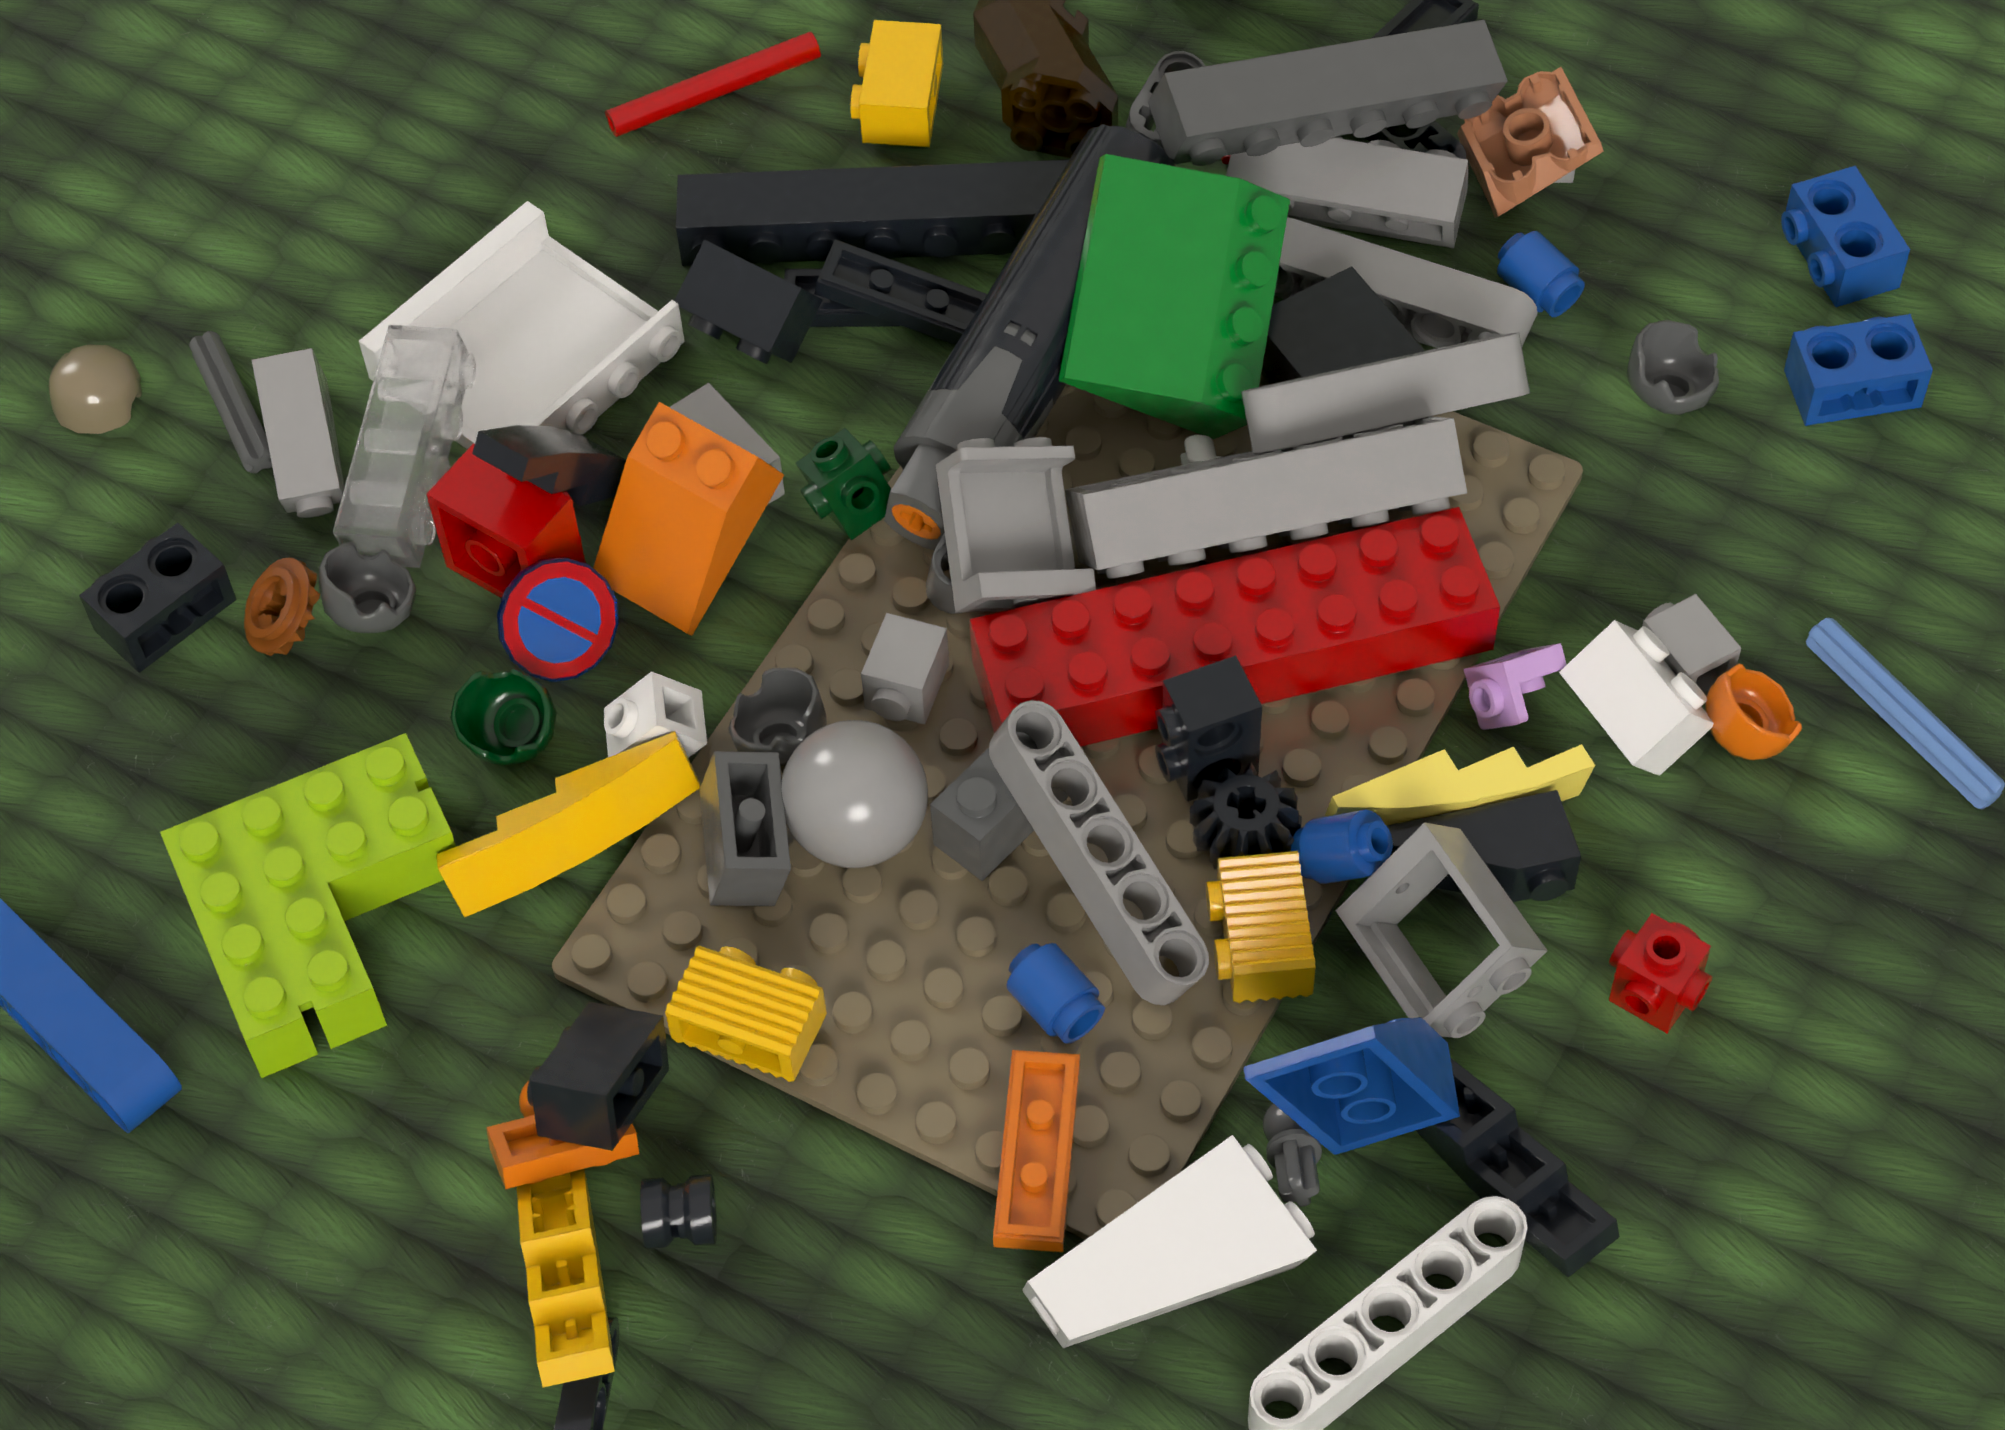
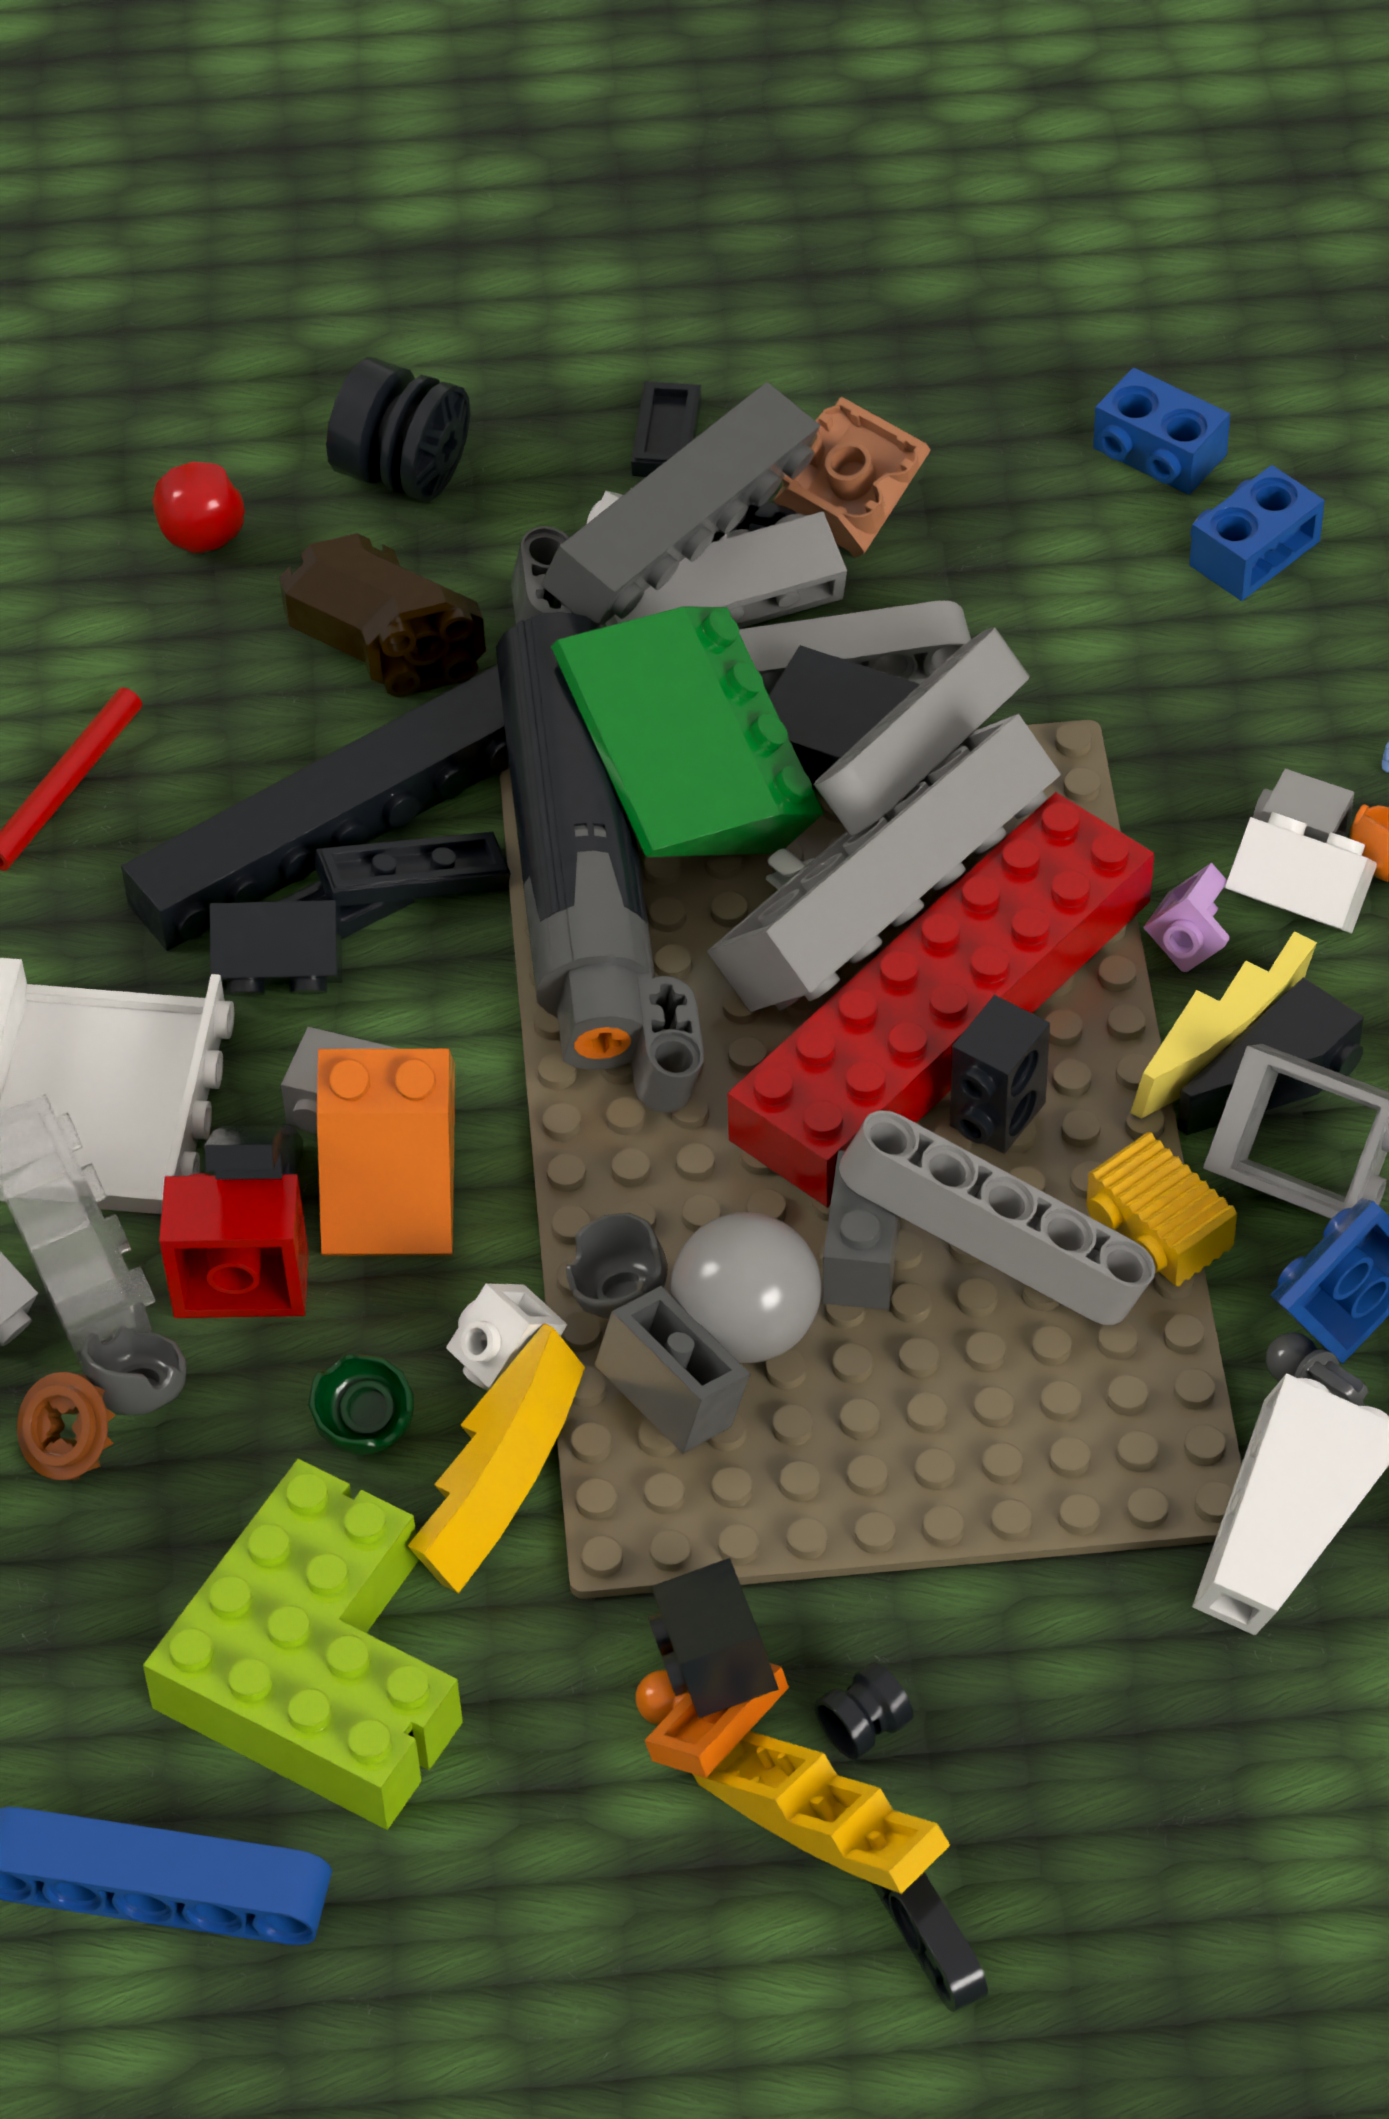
camera: 35 degrees left, 5 degrees down
(557, 619) = (341, 1295): piece -> none
(746, 1011) = (794, 1516): yellow brick -> none
(846, 482) = (504, 1047): dark green brick -> none
(899, 83) = (251, 690): yellow brick -> none
(905, 669) = (689, 1170): light grey brick -> none
(1008, 525) = (700, 999): light grey panel -> none
(1037, 1151) = (1119, 1489): orange tile -> none
(1054, 992) = (1035, 1355): blue brick -> none
(1244, 815) = (1072, 1133): black gear -> none
(1342, 846) = (1178, 1108): blue brick -> none
(1540, 272) = (938, 577): blue brick -> none
(1671, 368) = (1111, 607): dark grey hair -> none

